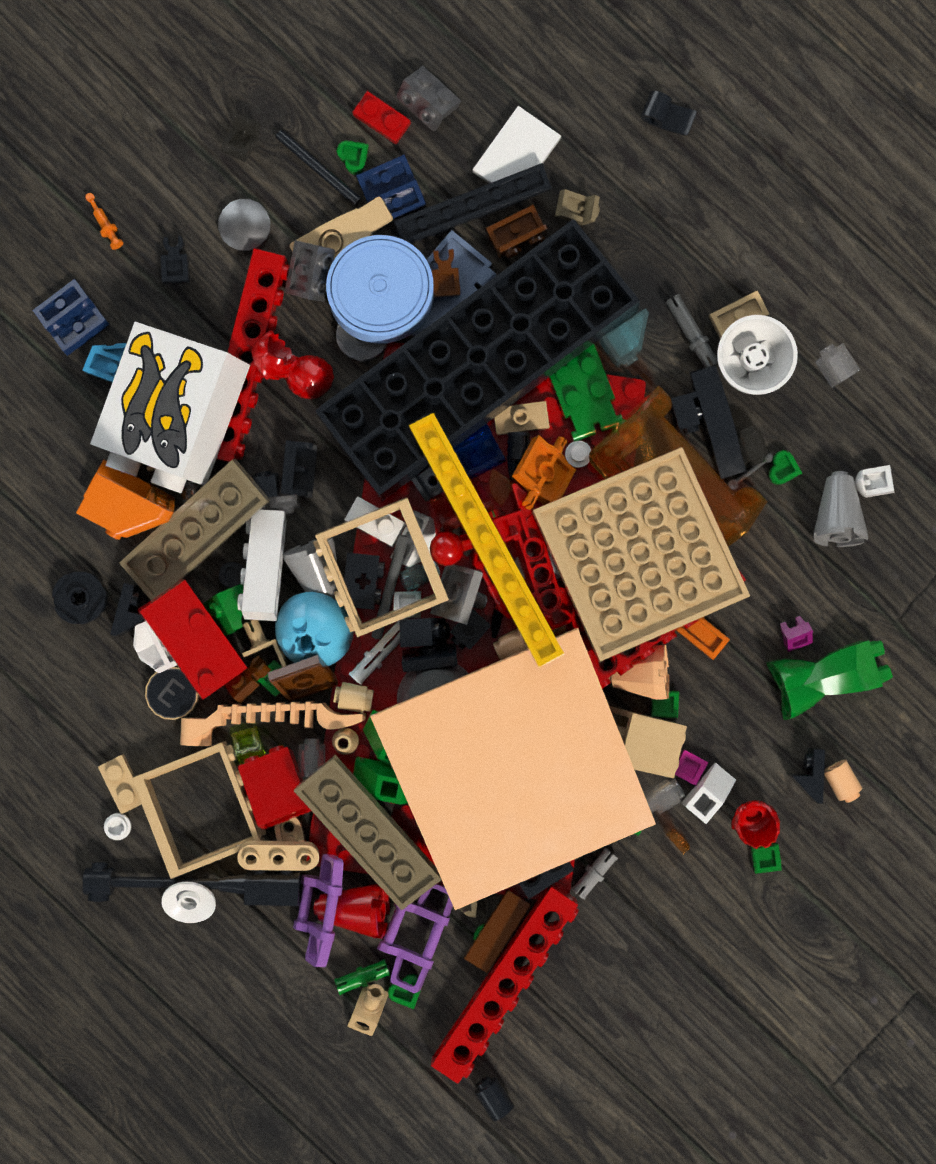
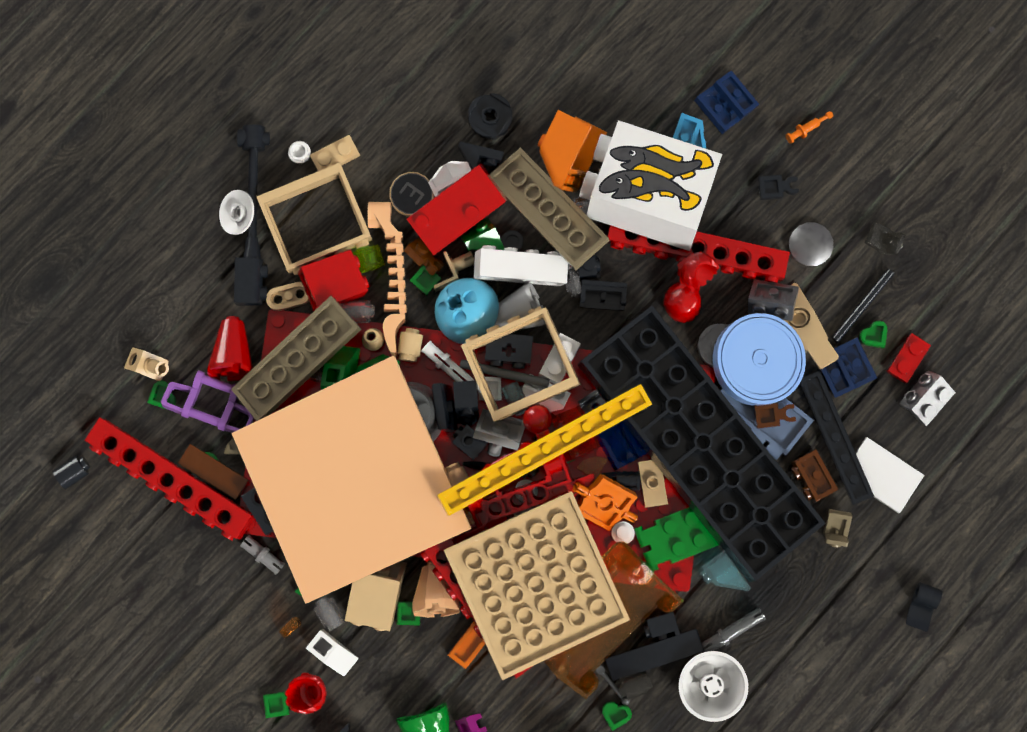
camera: 90 degrees right, 5 degrees down
(289, 850) = (280, 294): tan plate -> none
(303, 678) = (425, 302): reddish brown plate -> none
(331, 883) = (210, 322): medium lavender bar -> none
(362, 977) = (174, 358): green pin -> none
(690, 767) = (354, 636): dark pink tile -> none
(746, 306) = (756, 679): tan plate -> none

